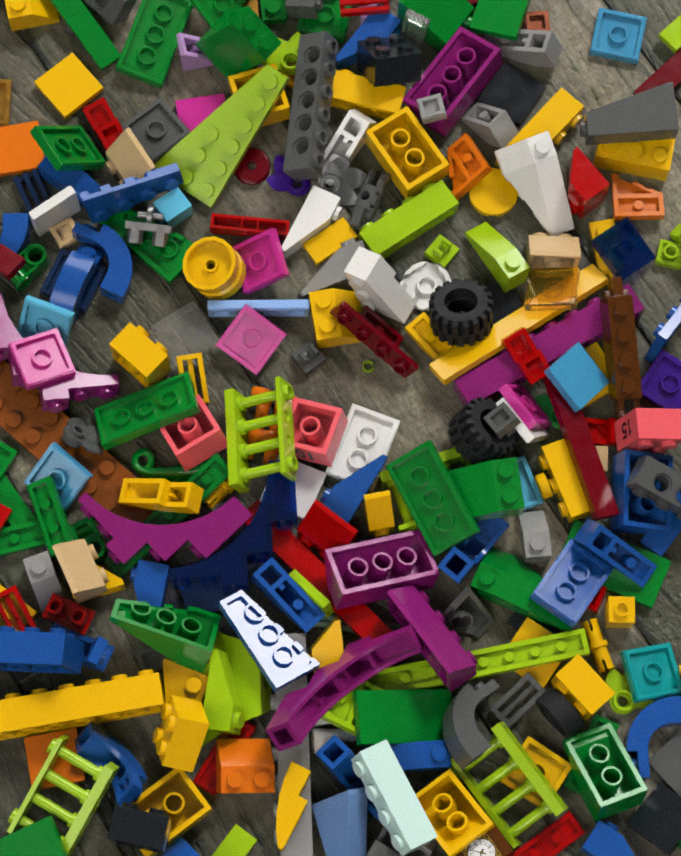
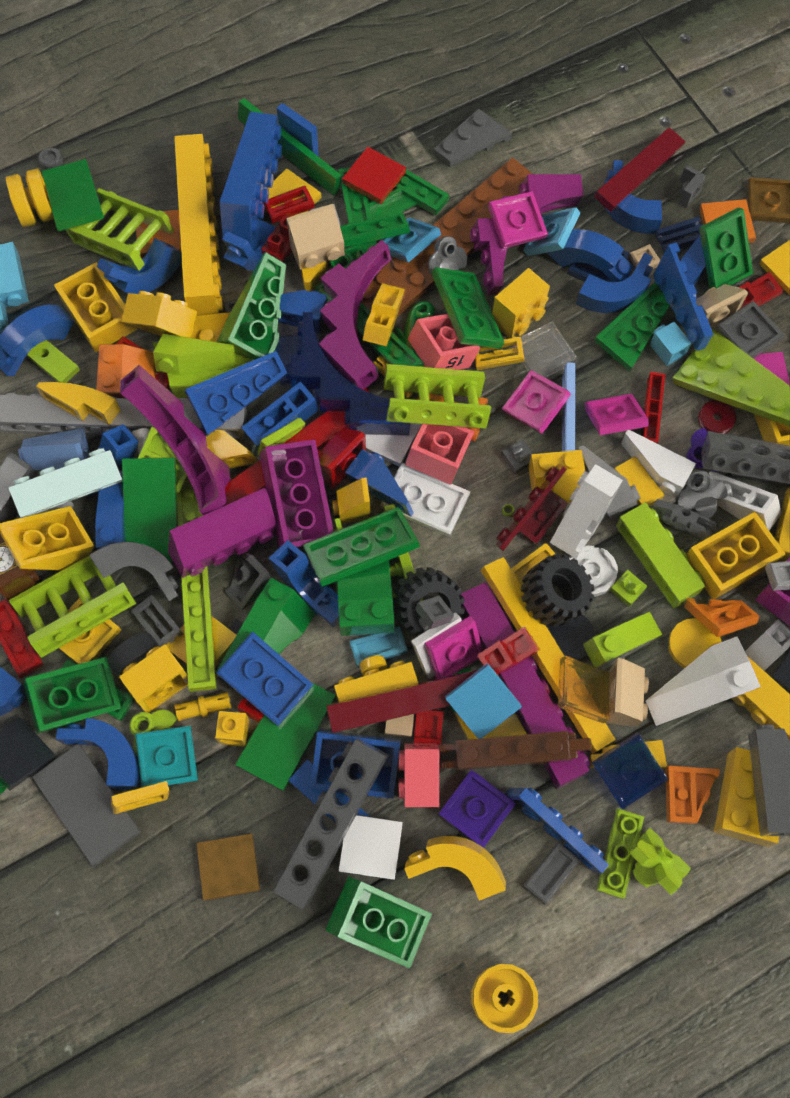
camera: 95 degrees right, 5 degrees down
(31, 269) = (612, 225): green piece -> none
(54, 210) = (661, 233): white tile -> none
(137, 229) = (651, 315): flat silver hips -> none
(140, 828) = (70, 269): black brick -> none
(214, 268) = (607, 370): yellow wheel -> none
(534, 537) = (320, 651): light grey slope -> none
(585, 185) = (699, 730): red slope -> none
(615, 552) = (293, 726): blue slope -> none

